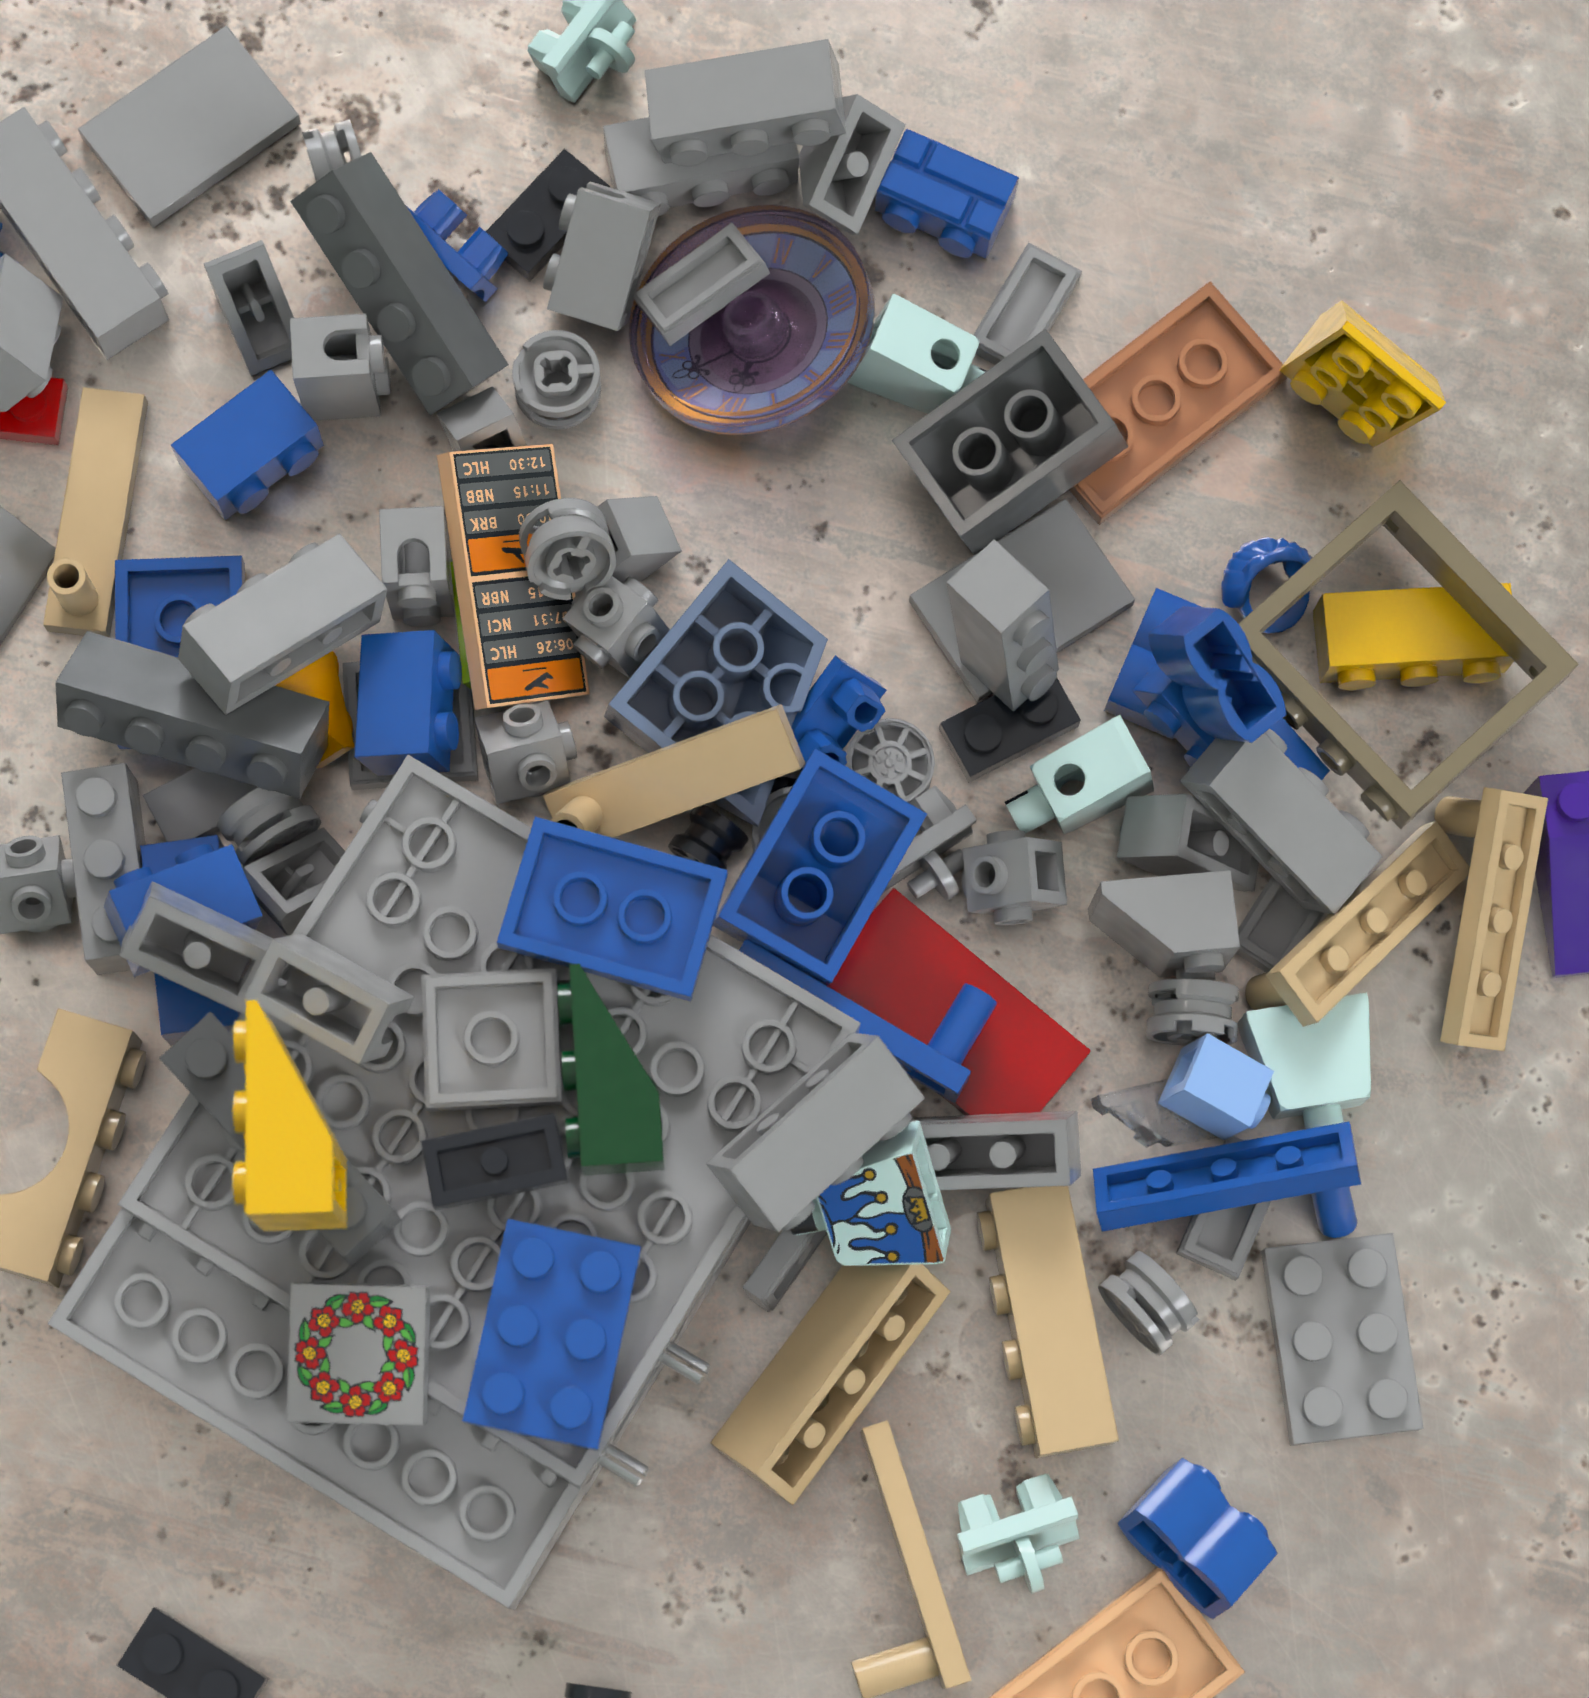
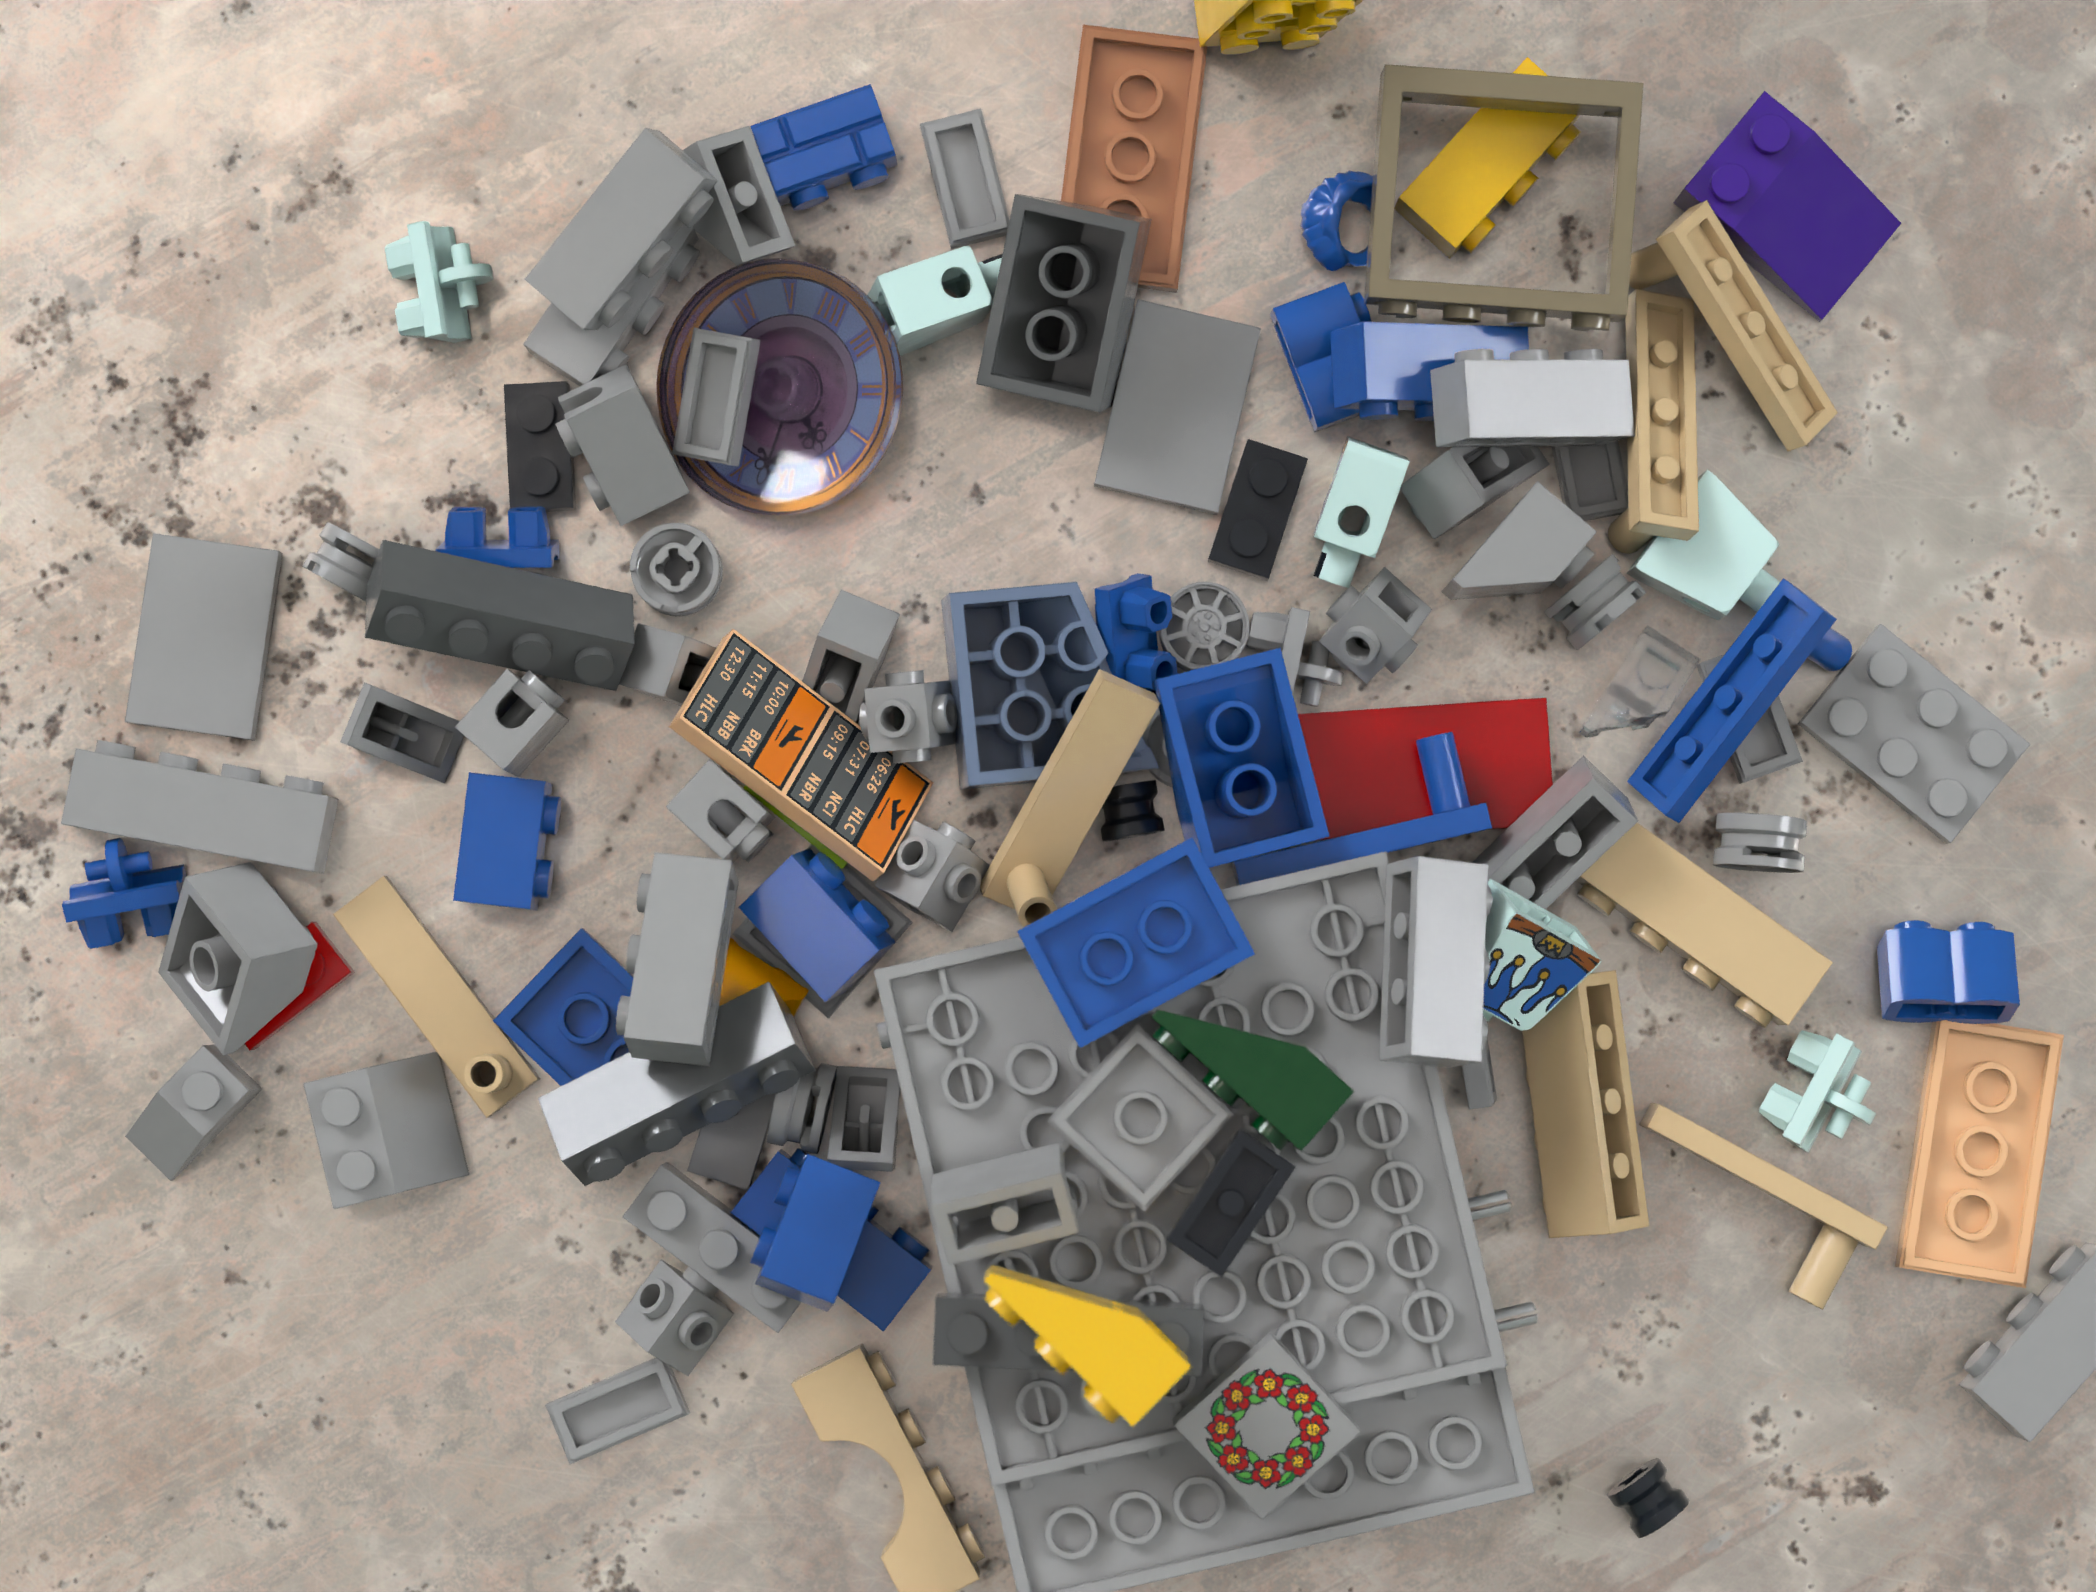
camera: 40 degrees left, 10 degrees up
(194, 946) = (871, 1257): light grey brick -> none
(552, 1334) = (1387, 1281): blue plate -> none
(569, 550) = (829, 701): light grey wheel -> none
(1004, 626) = (1205, 455): light grey brick -> none
(1217, 1087) = (1666, 642): light blue brick -> none
(1218, 680) = (1400, 351): blue brick -> none

